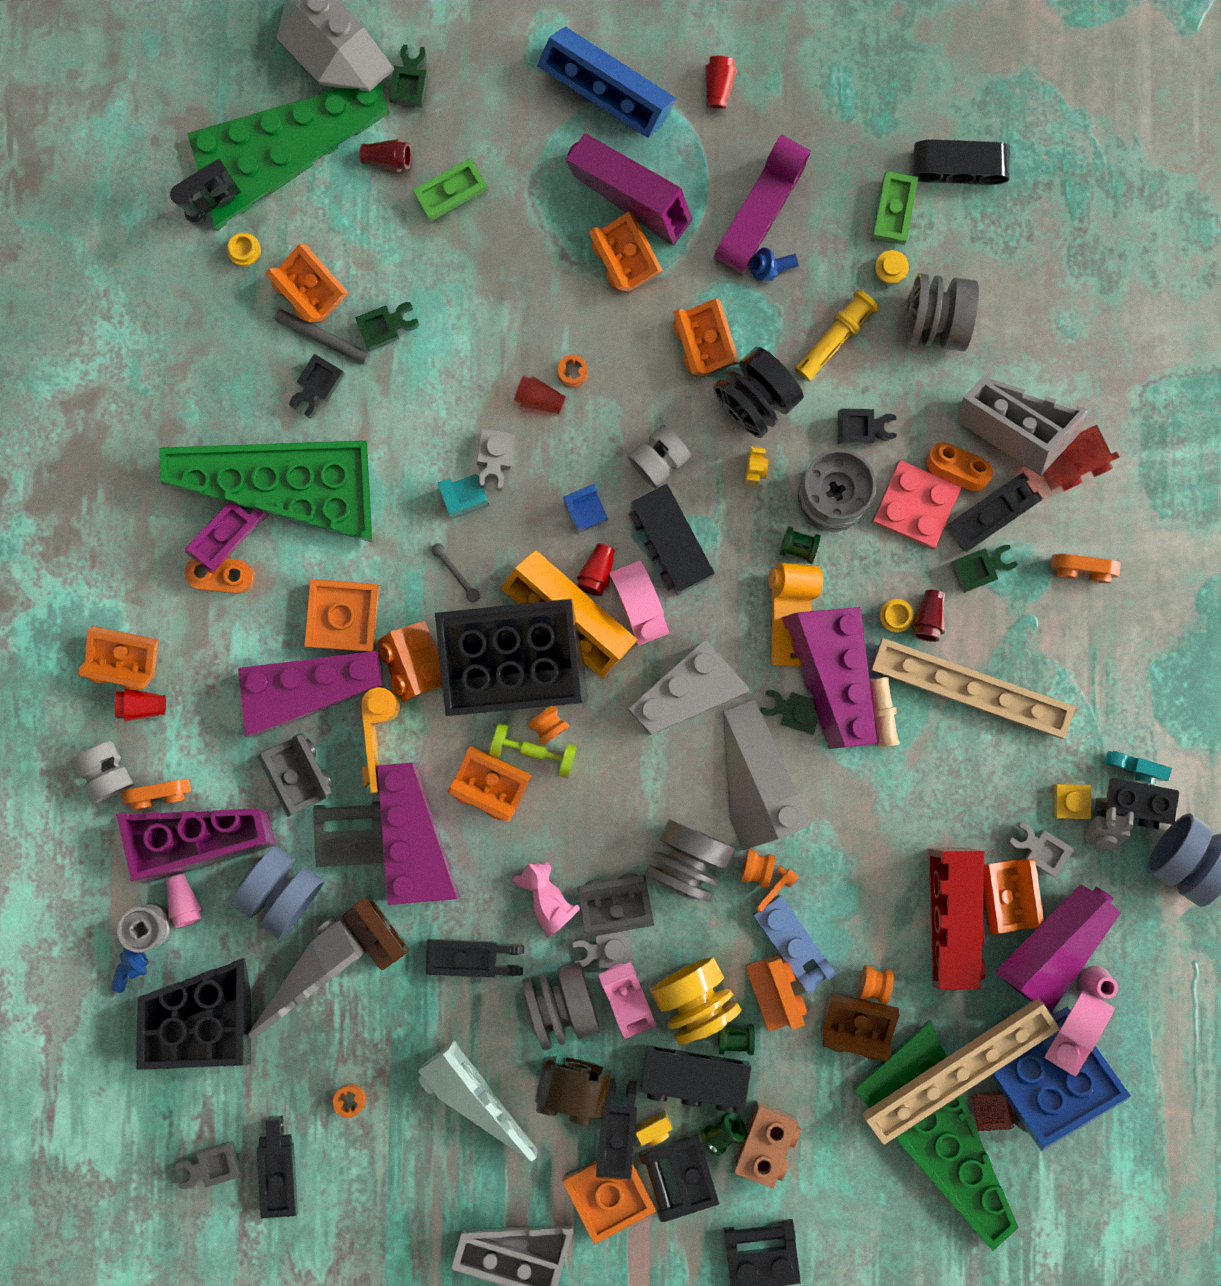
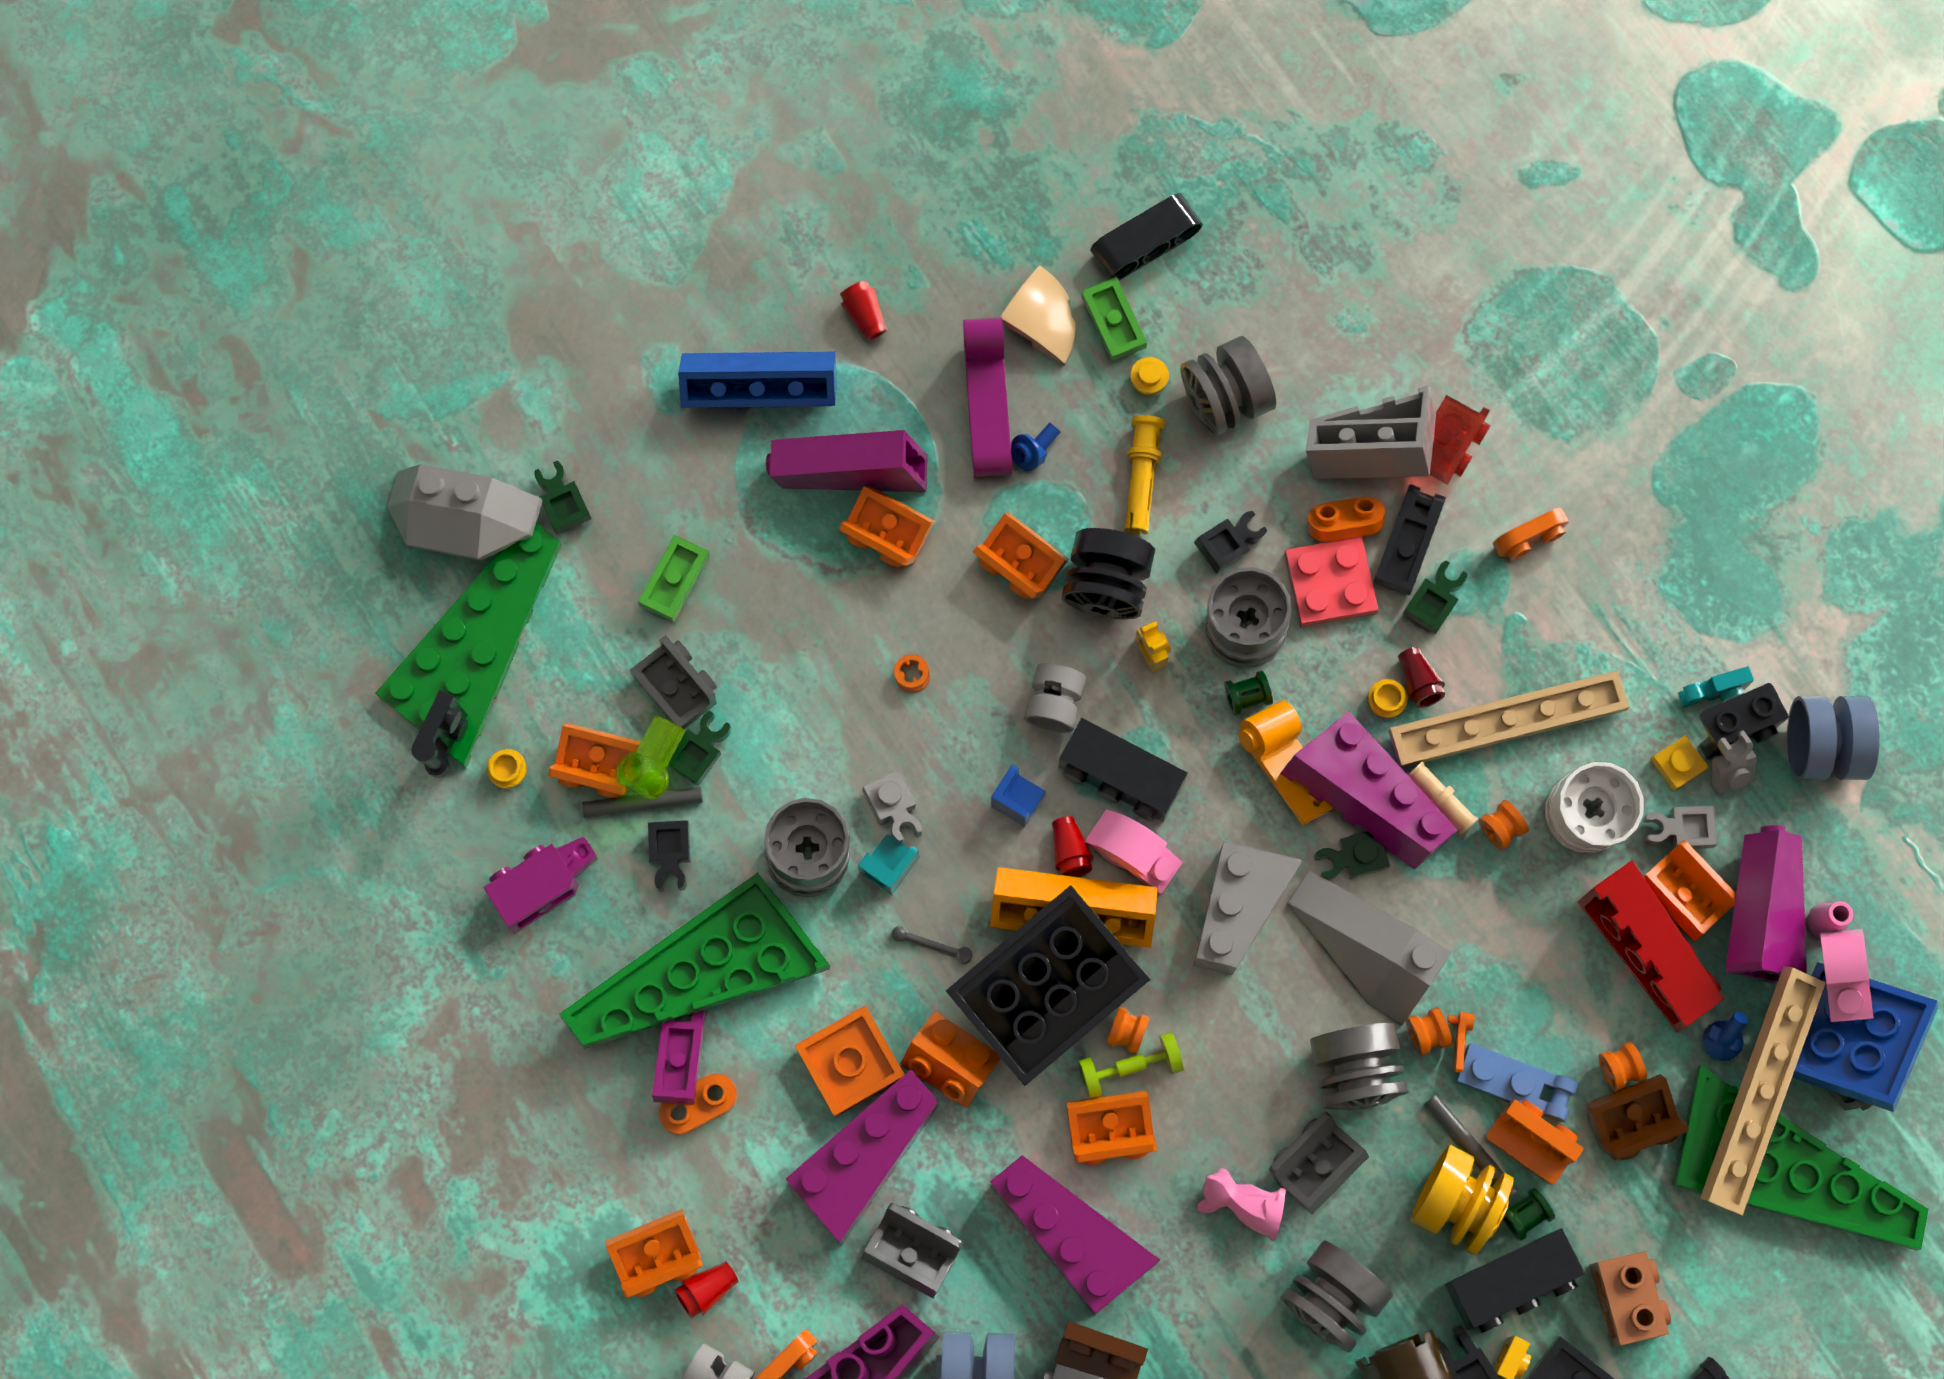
camera: 25 degrees left, 10 degrees down
(210, 345) = (539, 882): none -> magenta hinge
(338, 313) = (646, 768): none -> clear neon green piece
(348, 846) = (1016, 1284): clear smoke plate -> none
(378, 707) = (950, 1126): light orange door -> none
(388, 154) = (590, 584): dark red cone -> none
(398, 268) = (675, 683): none -> dark grey bracket
(402, 429) = (802, 825): none -> flat silver wheel
(470, 958) = (1210, 1316): black hinge -> none
(539, 396) = (895, 718): clear red cone -> none
(609, 949) = (1341, 1212): light grey plate -> none
(627, 999) = (1395, 1247): bright pink brick -> none
(723, 1134) = (1582, 1315): dark green bush -> none
(730, 958) = (1463, 1137): none -> dark grey bar
(845, 171) = (1043, 316): none -> tan brick
(914, 760) = (1503, 825): none -> orange wheel
(962, 1014) = (1724, 1038): none -> blue plate
(992, 1111) = (1822, 1112): clear red plate -> none
(1003, 802) = (1616, 808): none -> white wheel

